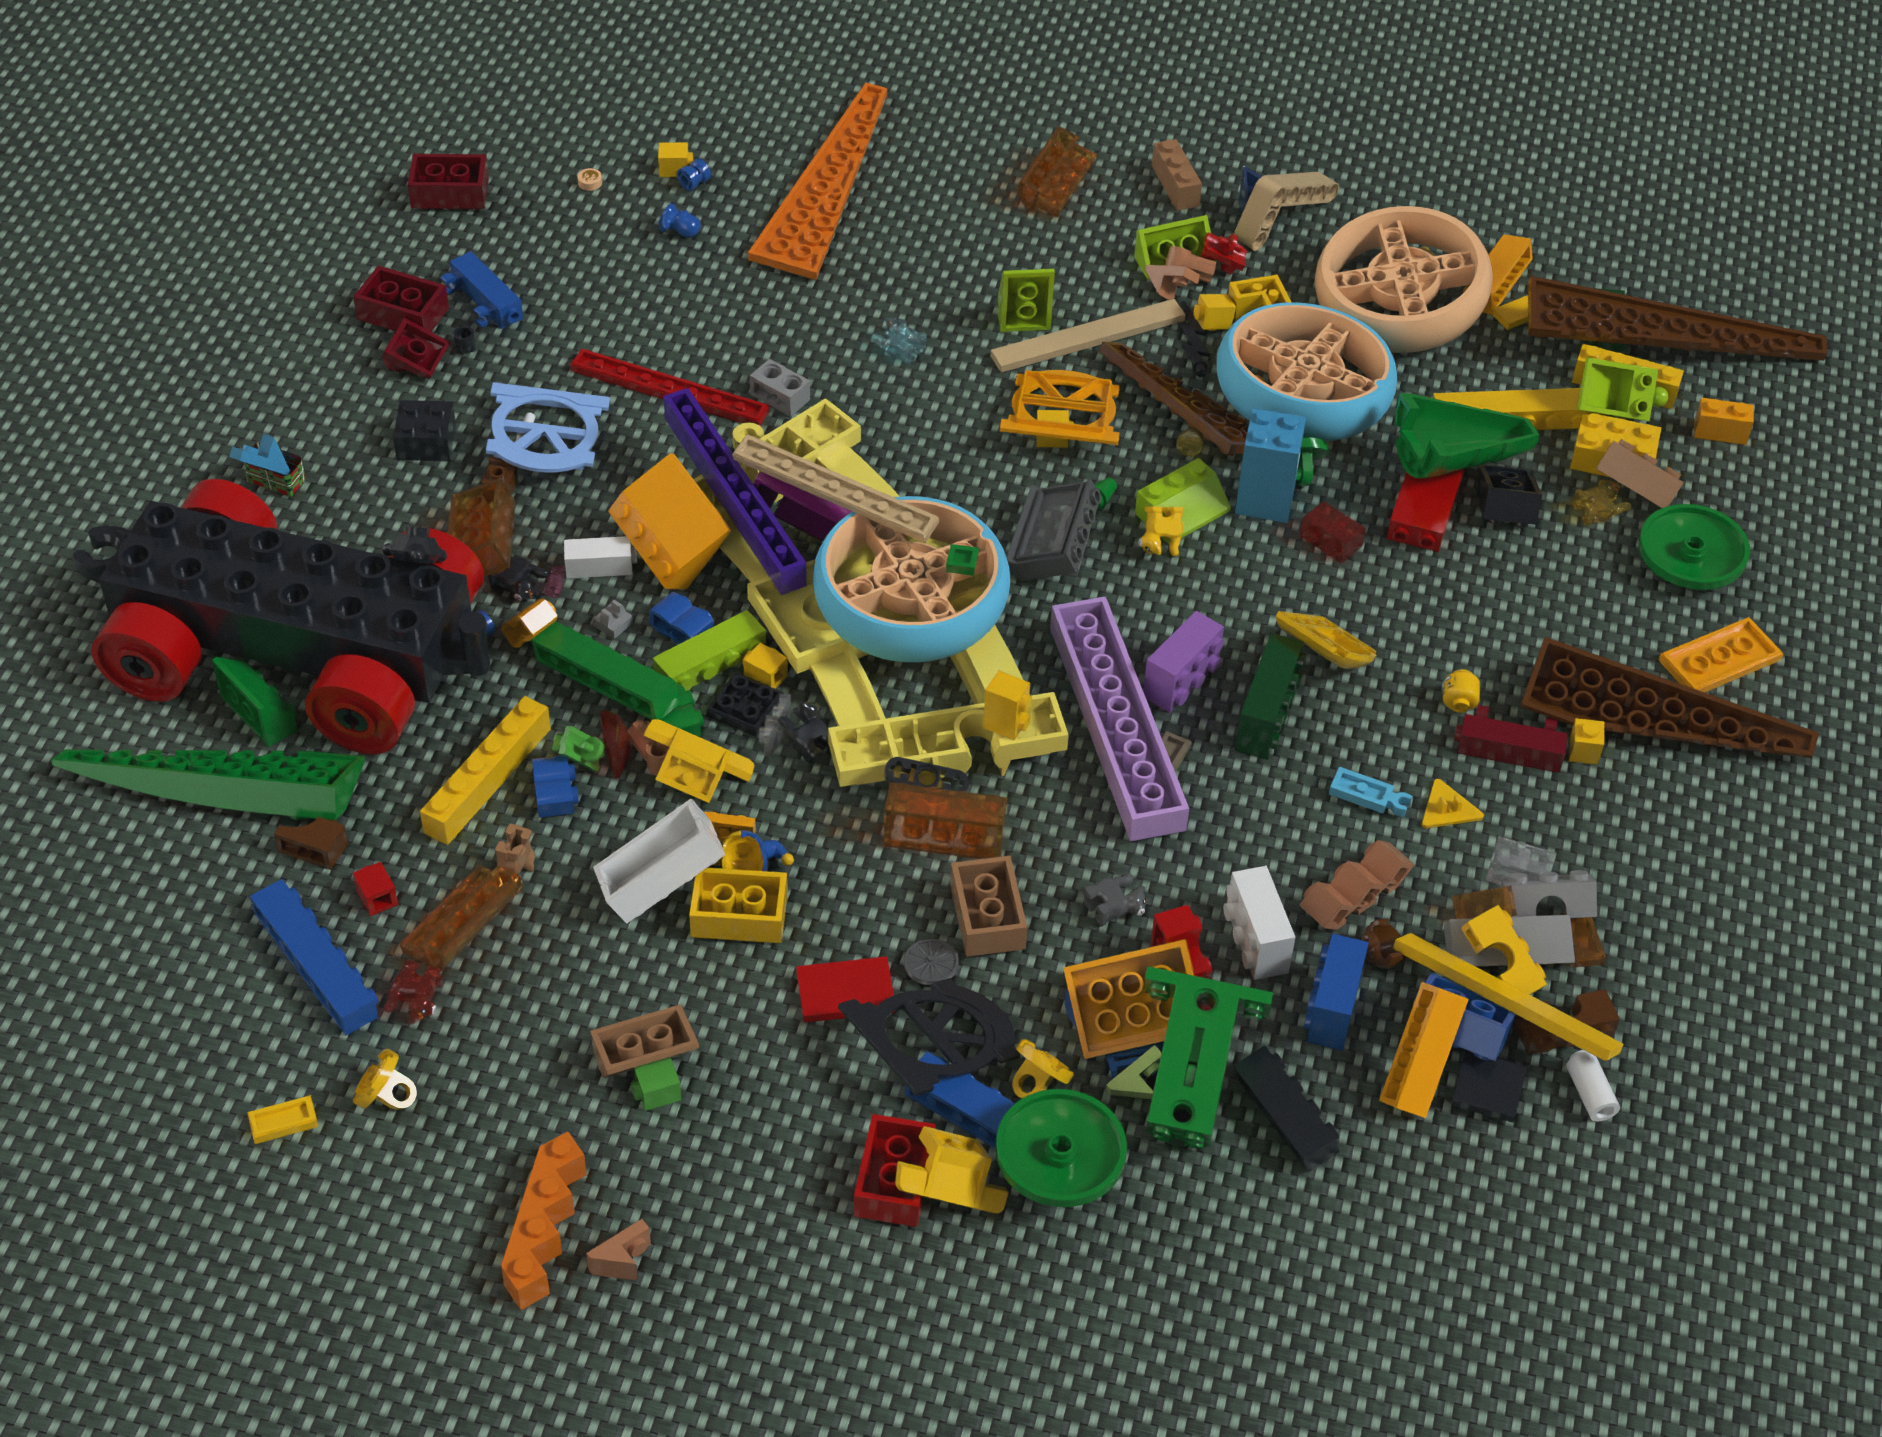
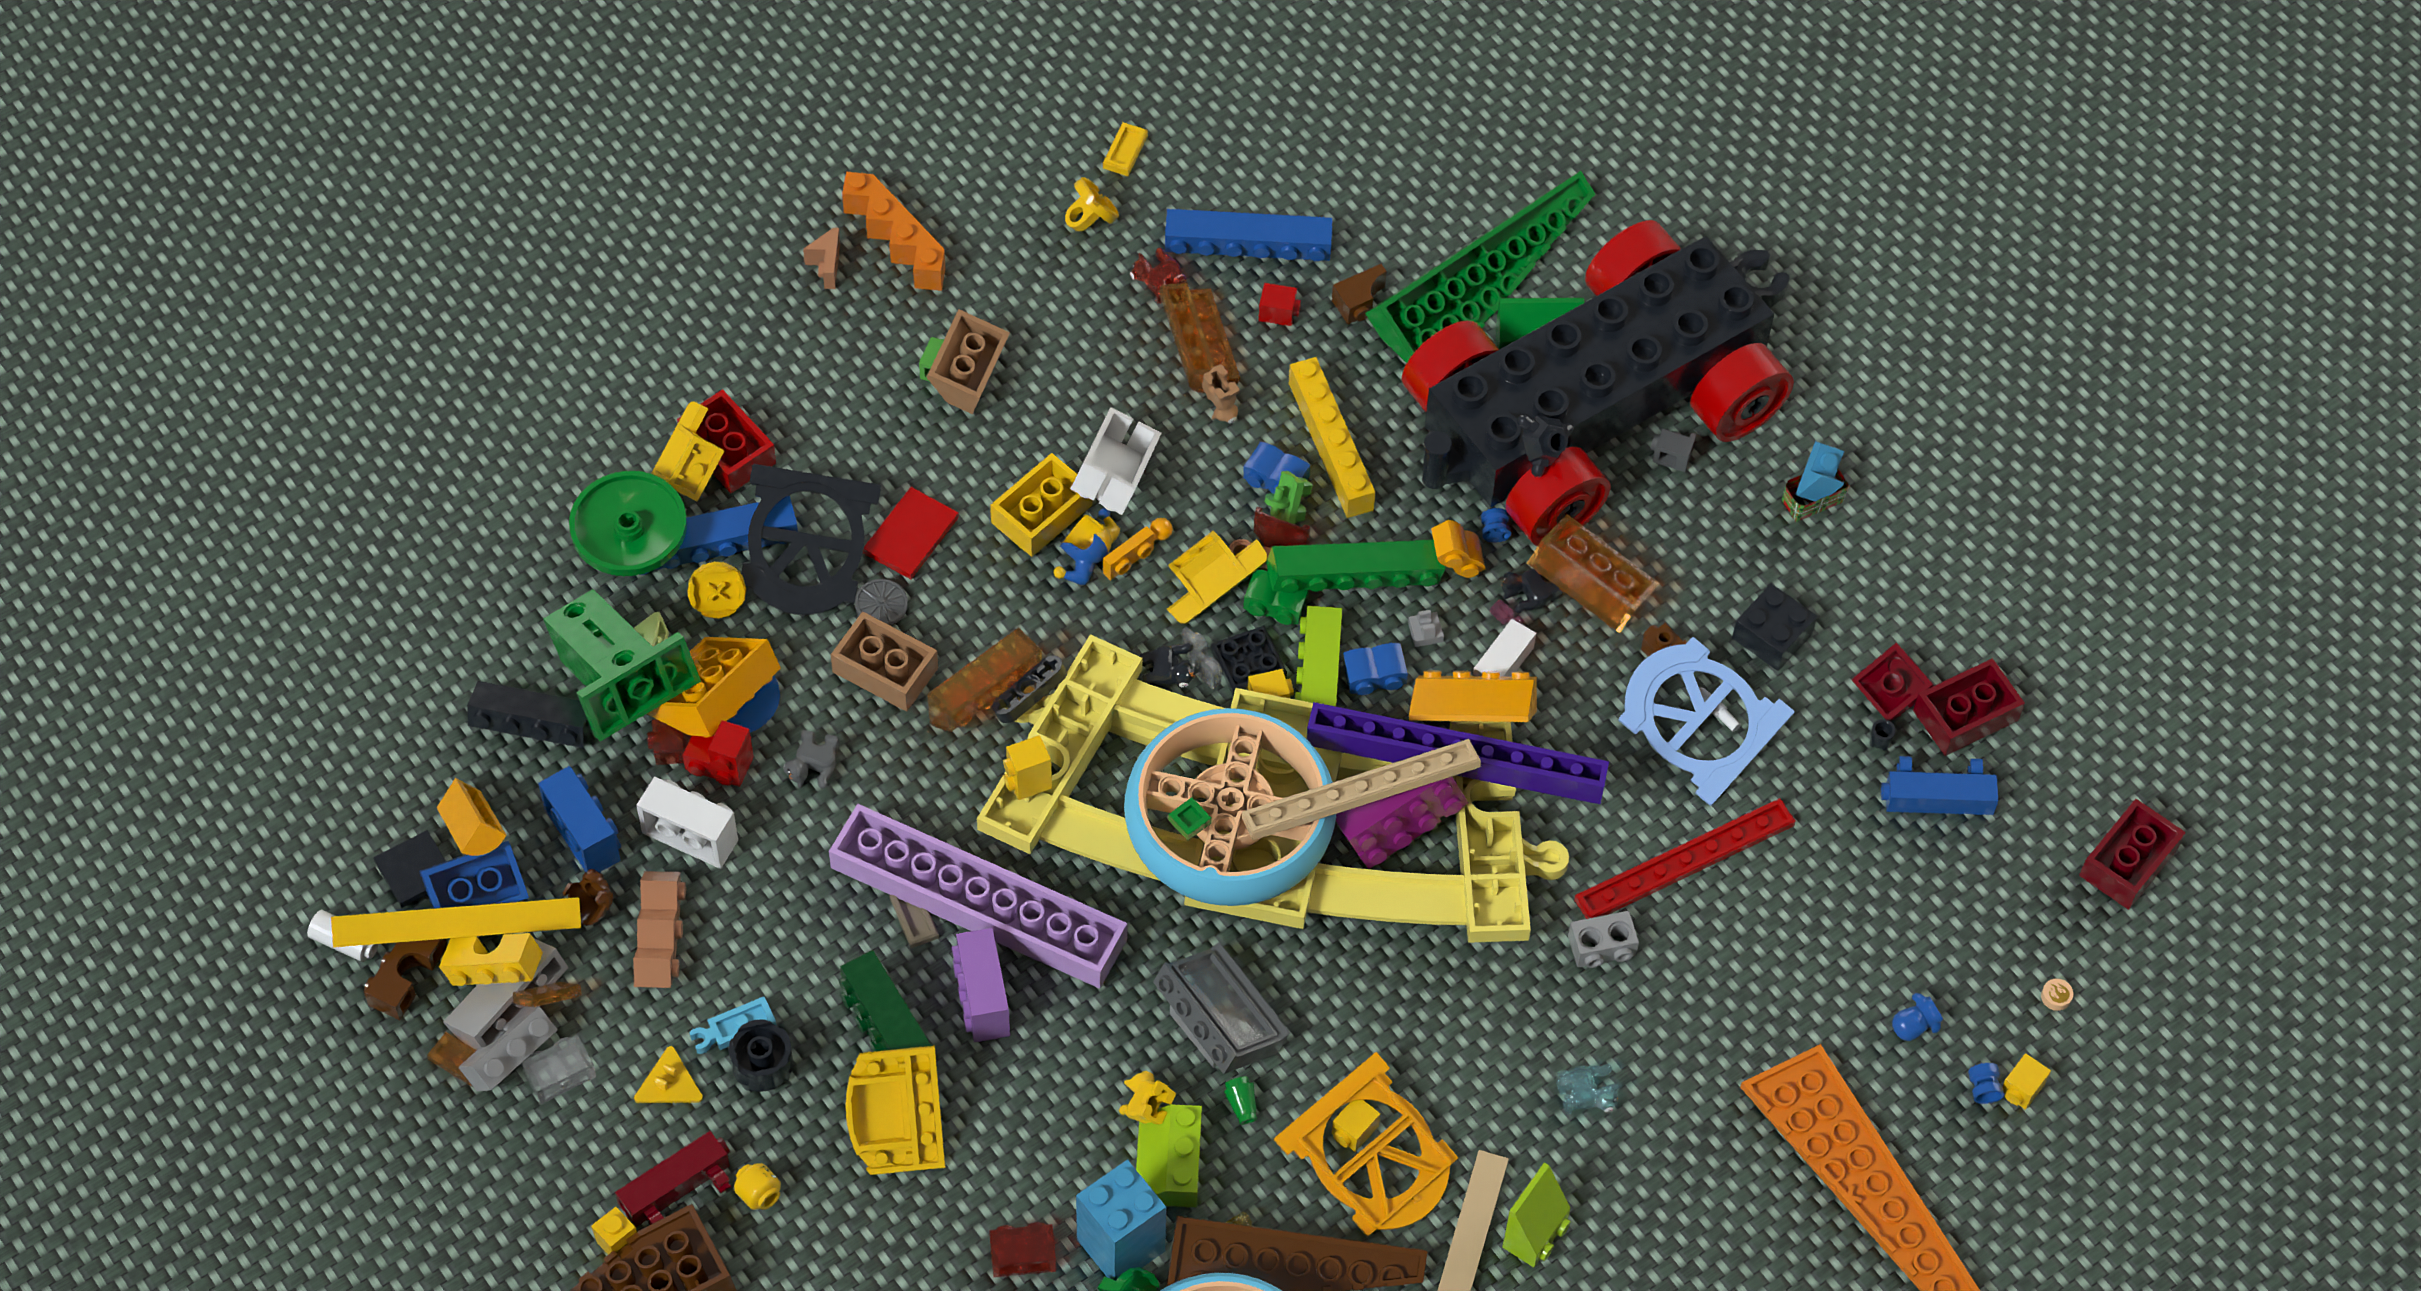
camera: 130 degrees right, 10 degrees up
(1376, 750) = (758, 1071): none -> black brick

